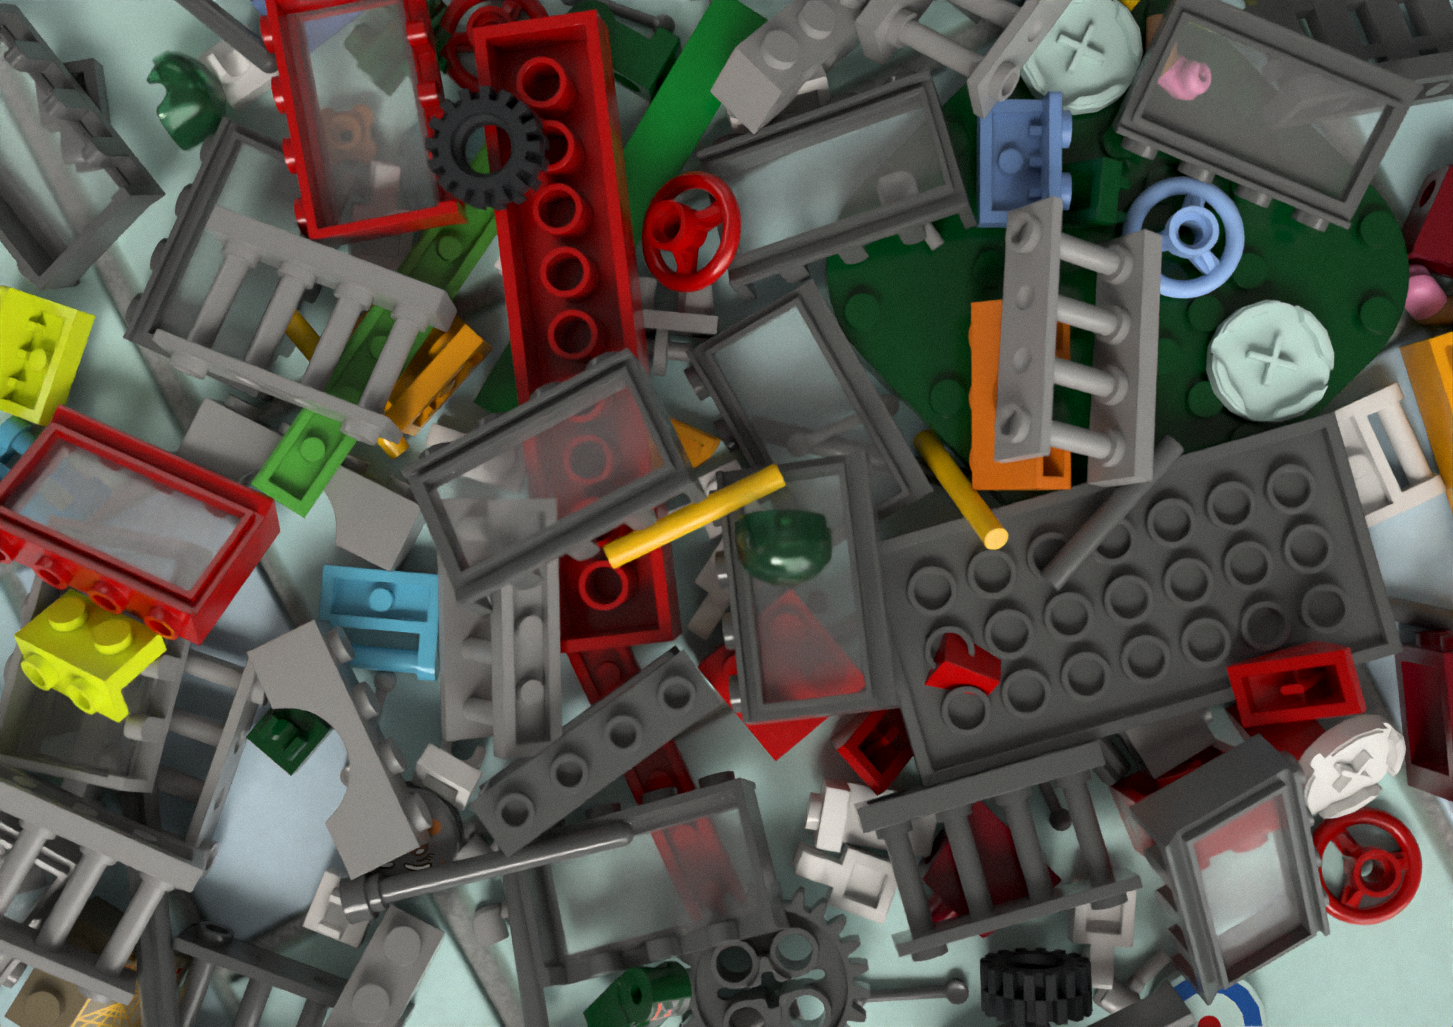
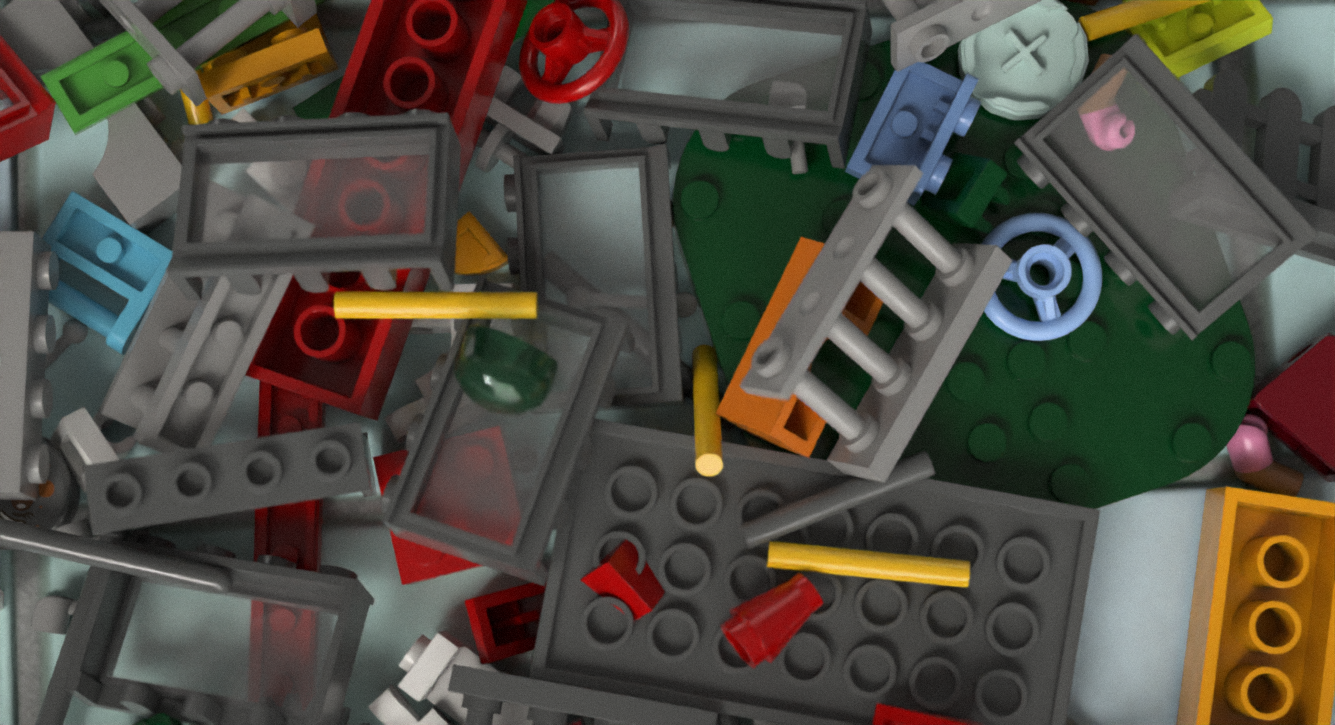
camera: 25 degrees right, 5 degrees down
(1106, 644) = (770, 620): none -> red cone
(1164, 554) = (868, 564): none -> yellow bar
(1269, 361) = (1064, 435): light aqua tile -> none
(1372, 474) = (1113, 585): white plate -> none

